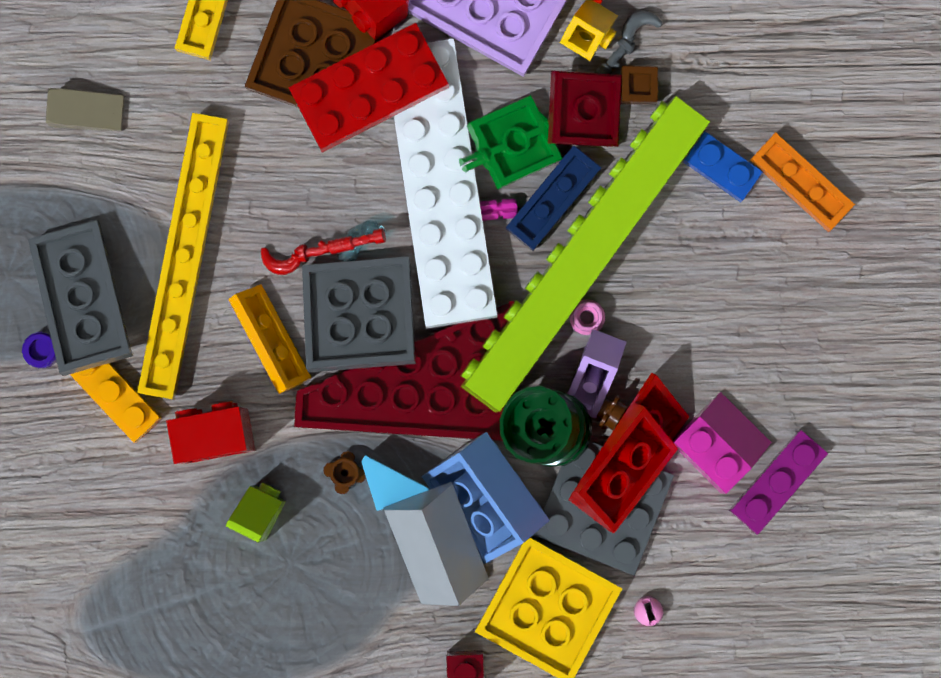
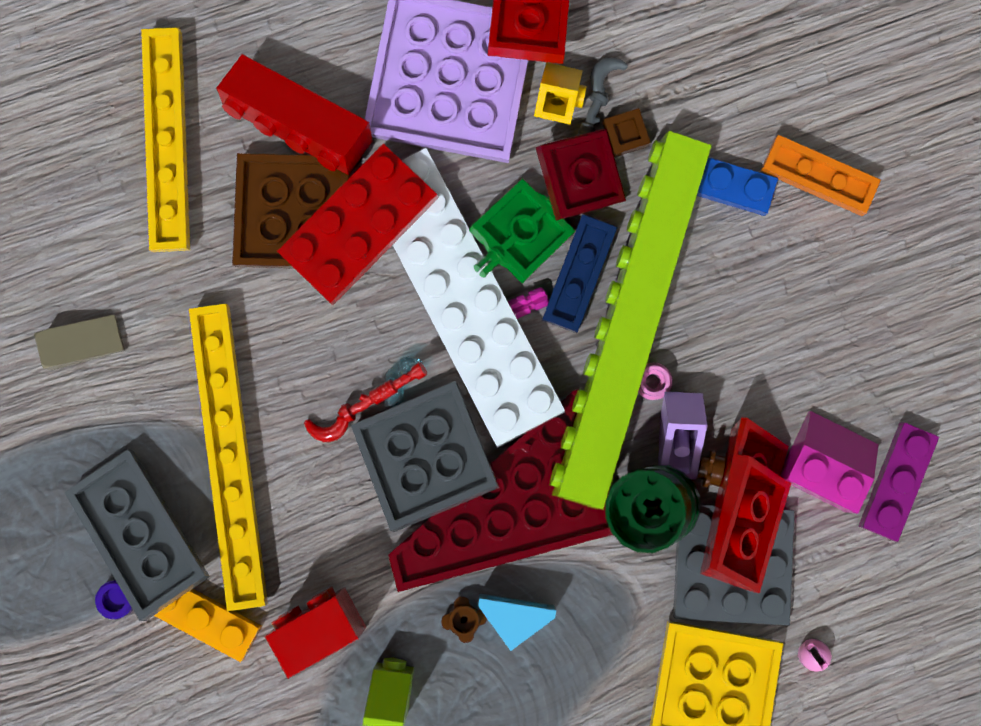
camera: 20 degrees left, 0 degrees up
(269, 338) = (343, 510): light orange plate -> none
(437, 546) = (584, 665): light grey slope -> none
(491, 496) = (616, 599): medium blue slope -> none

